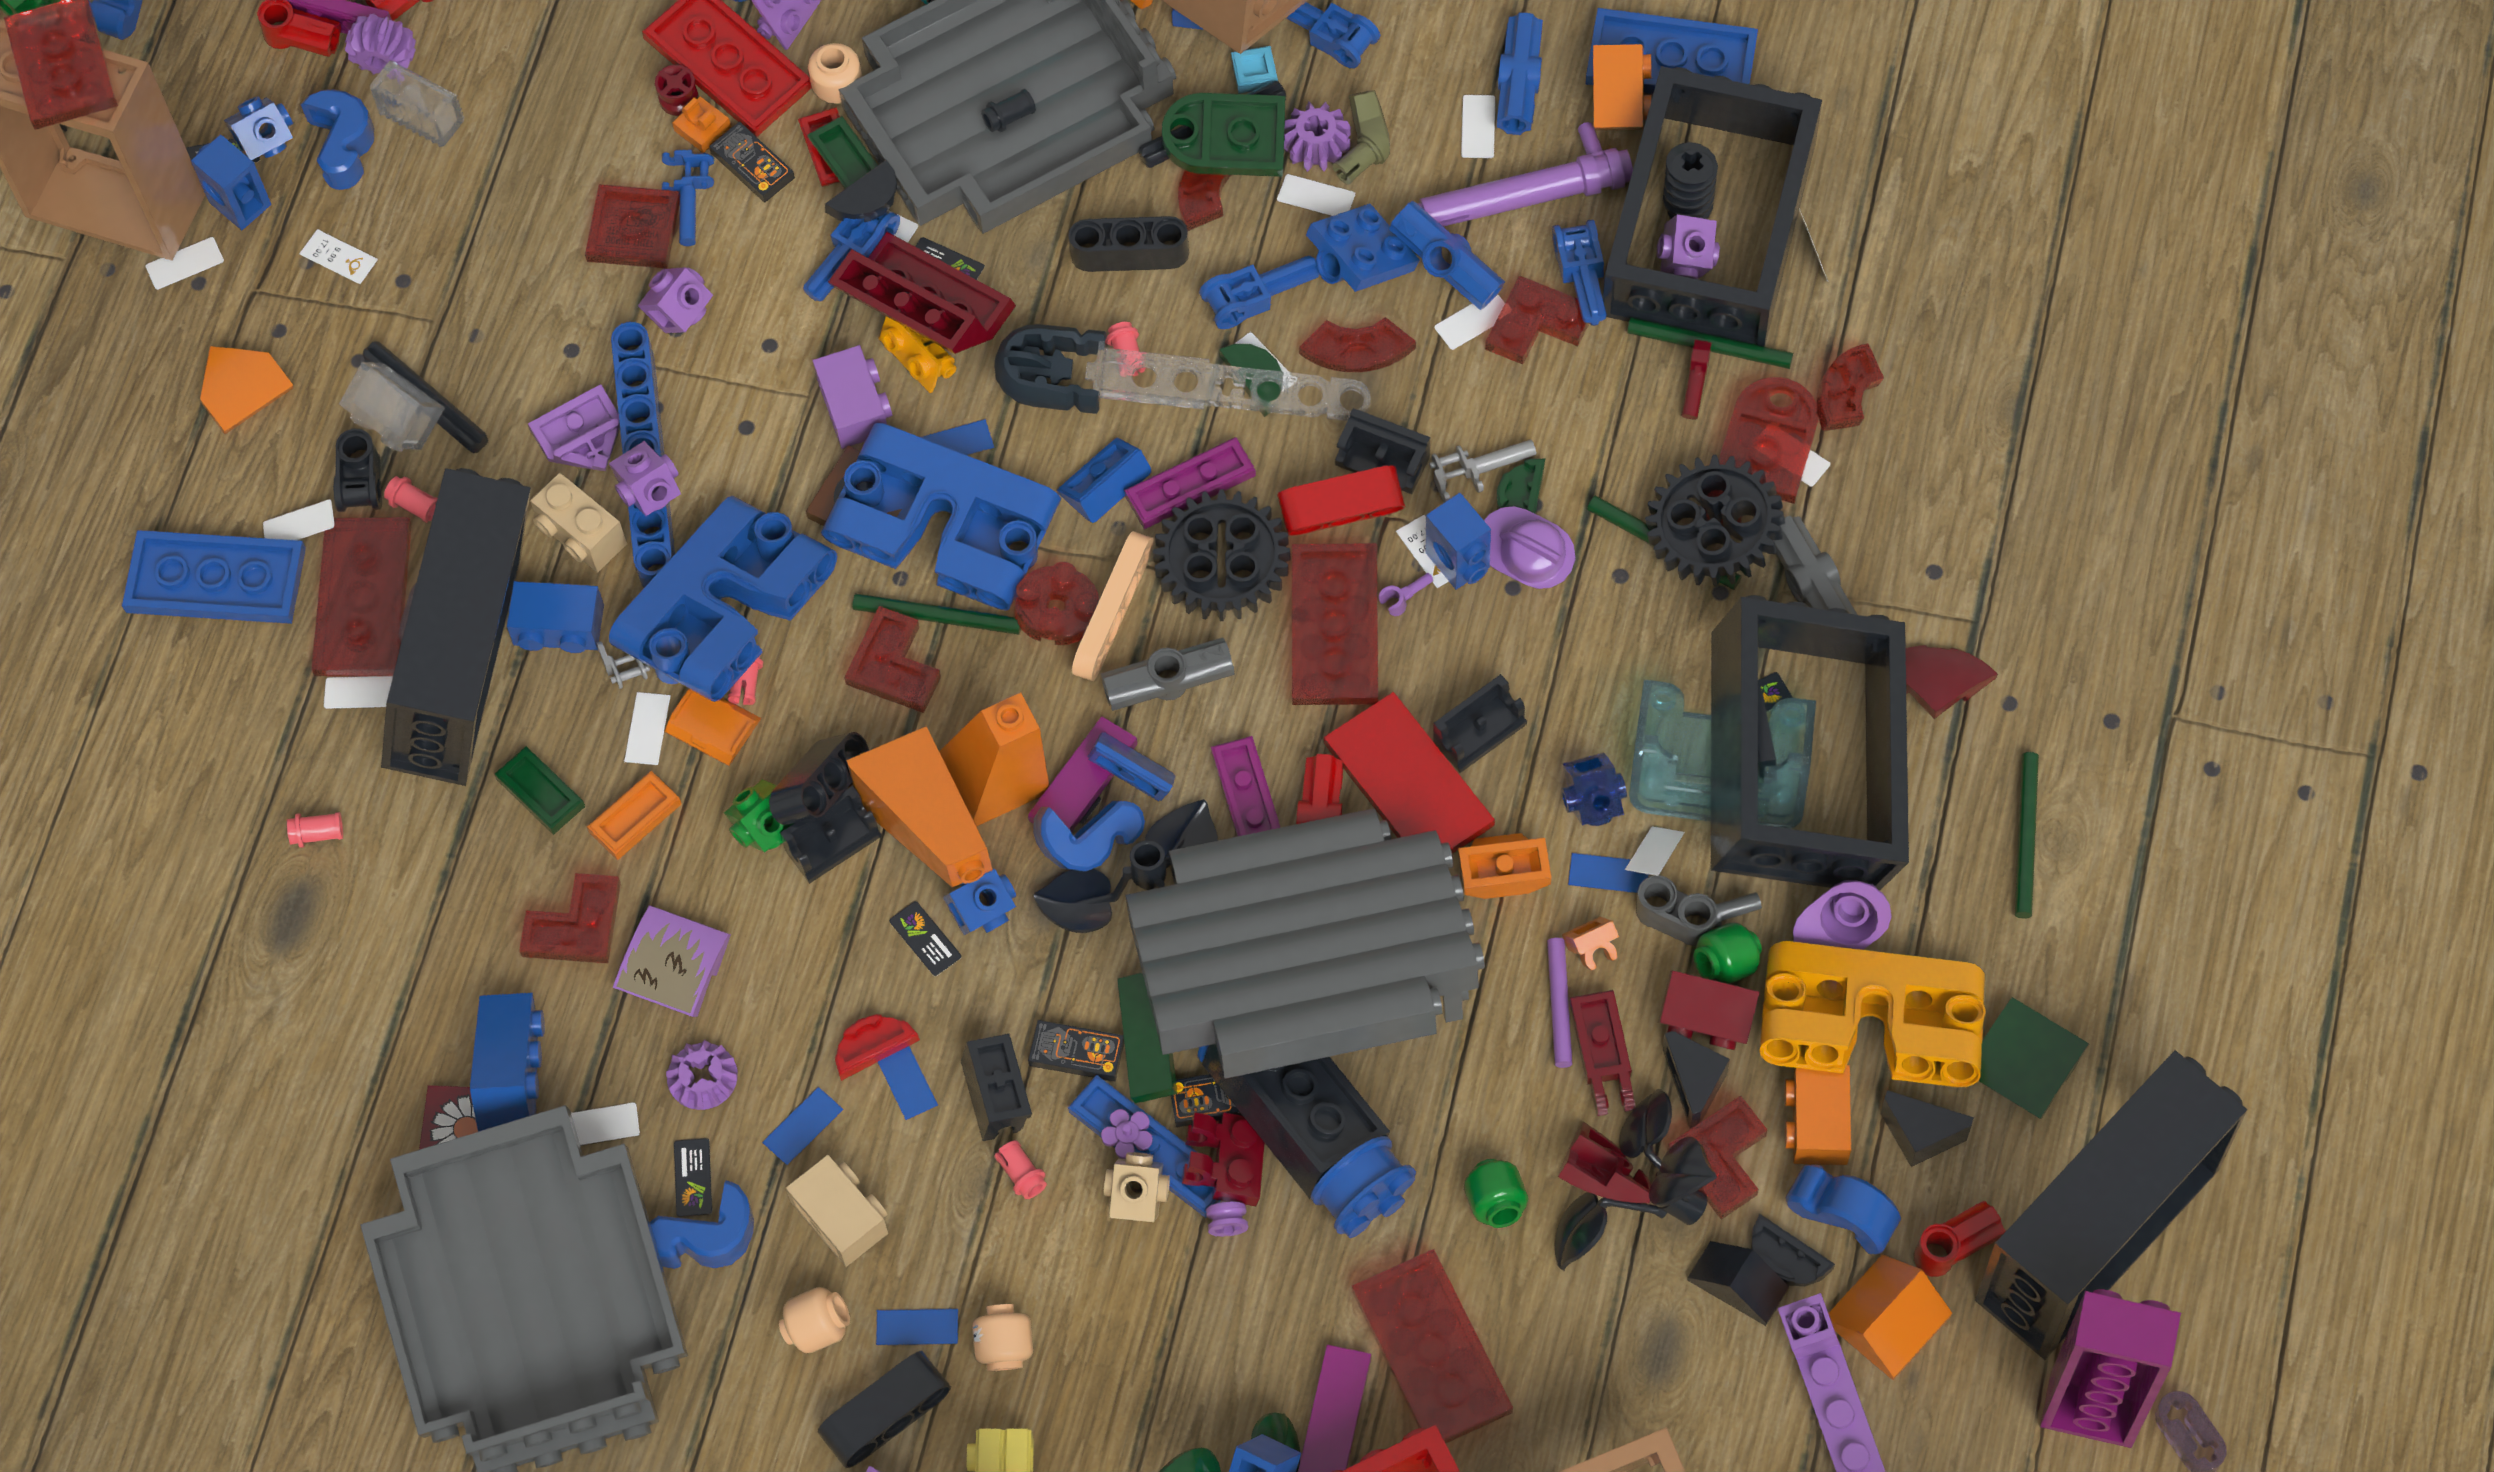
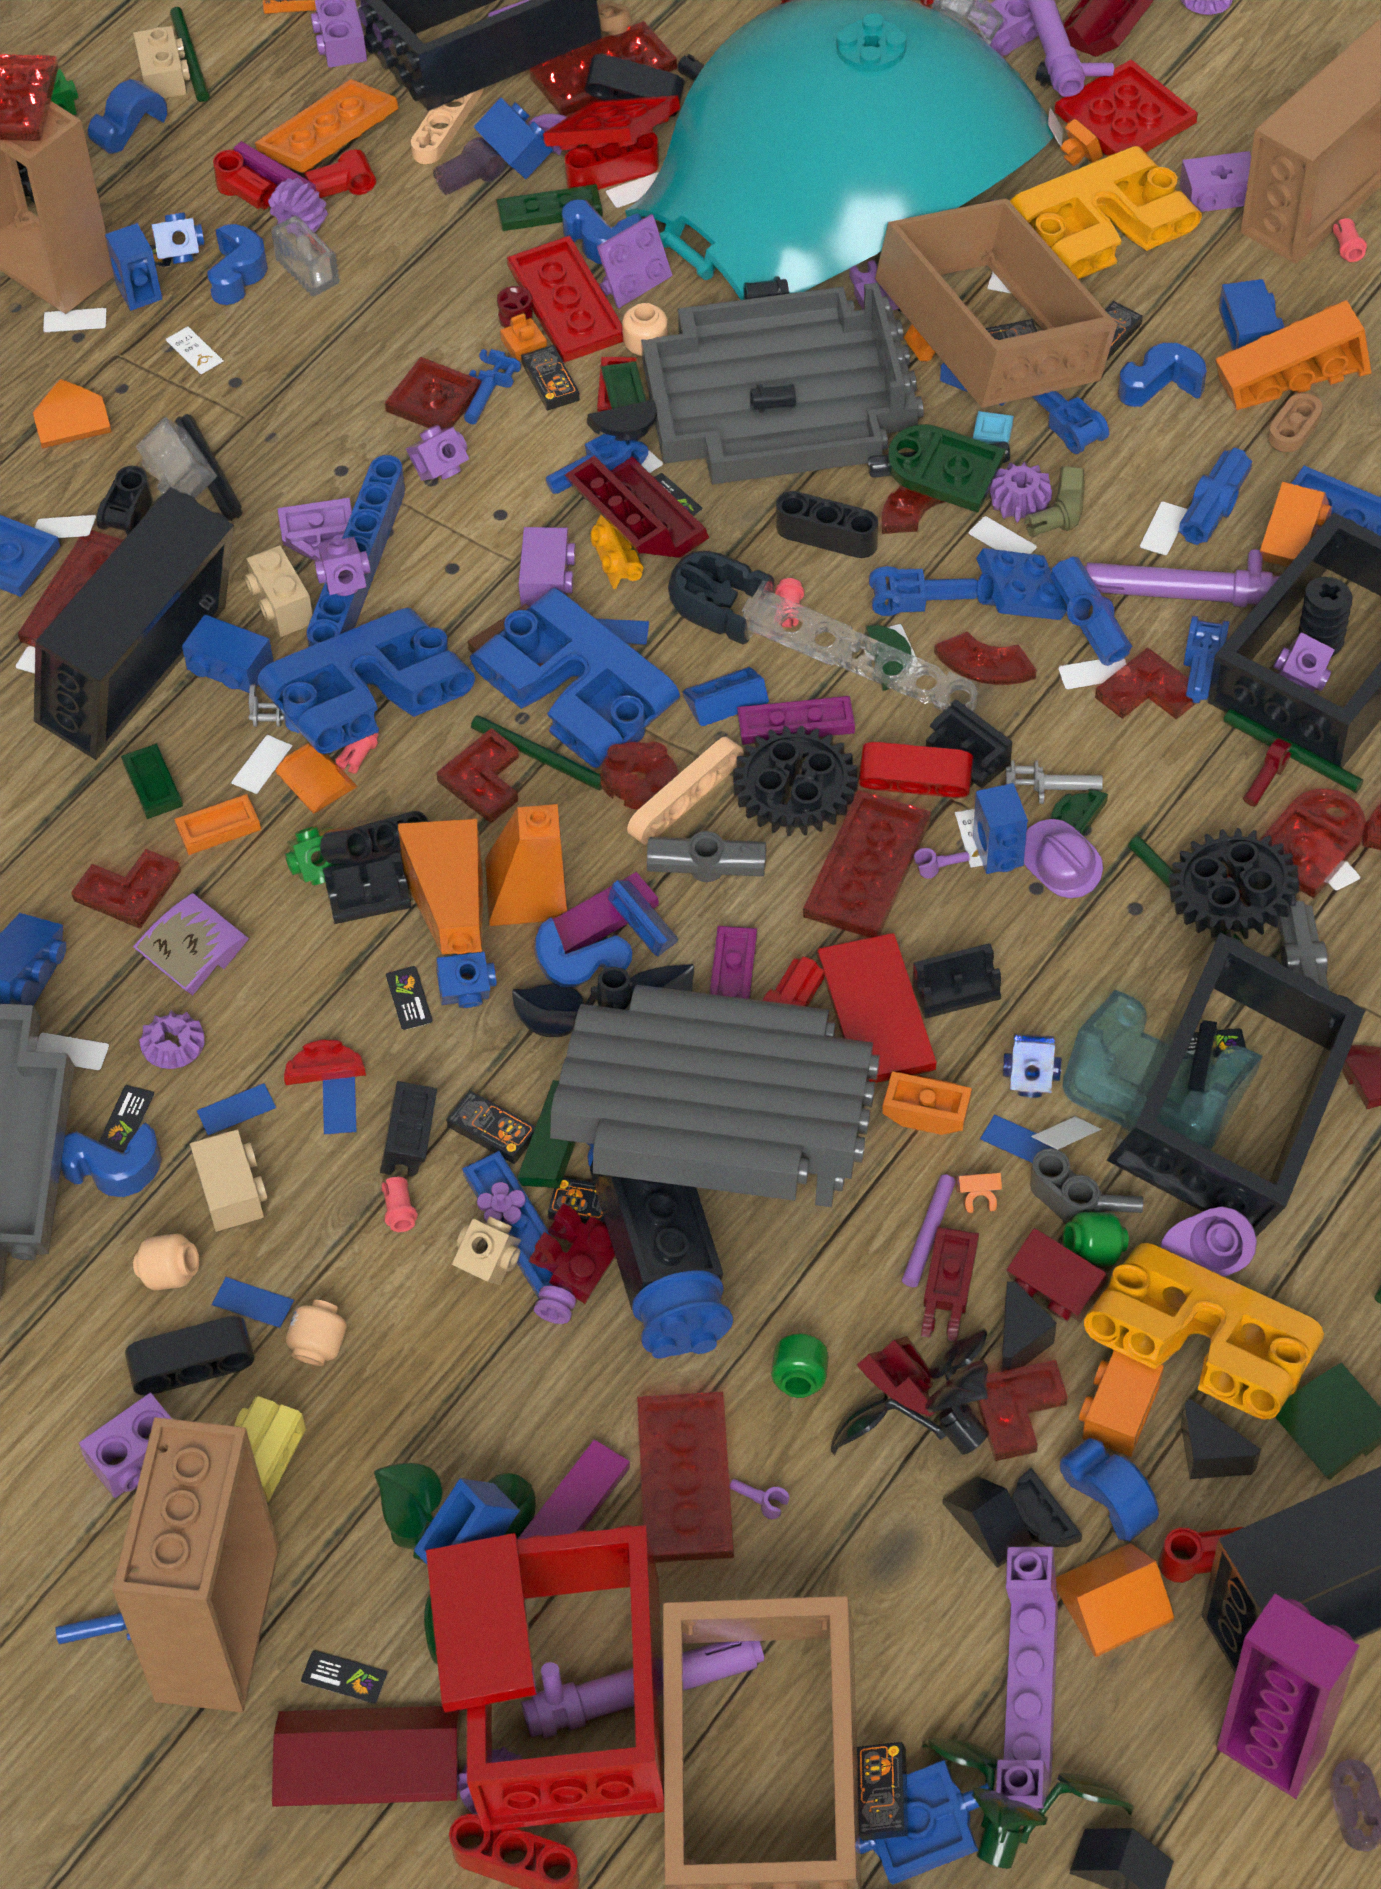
camera: 20 degrees right, 10 degrees down
(1514, 1341) = (762, 1497): none -> medium lavender hand

